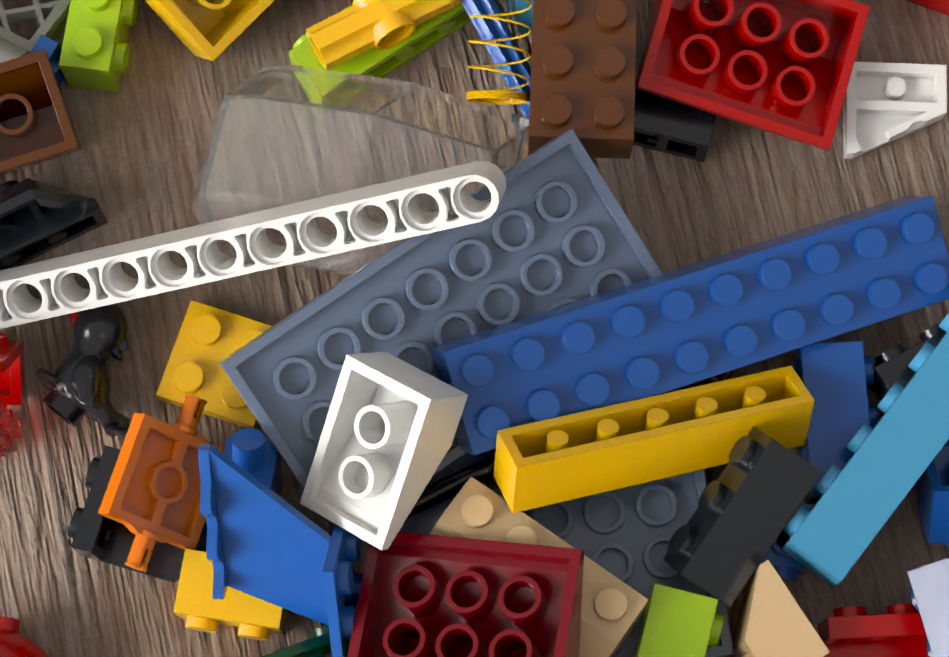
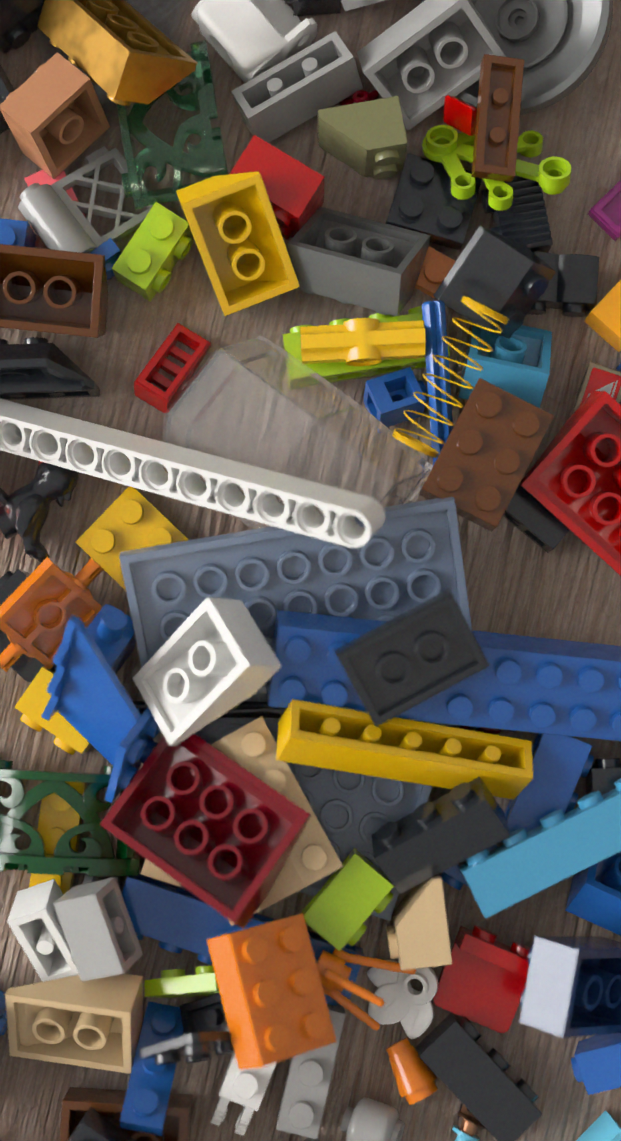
camera: 30 degrees right, 10 degrees up
(176, 183) = (156, 397): none -> red slope
(445, 61) = (392, 394): none -> blue brick
(611, 318) = (412, 657): none -> black tile

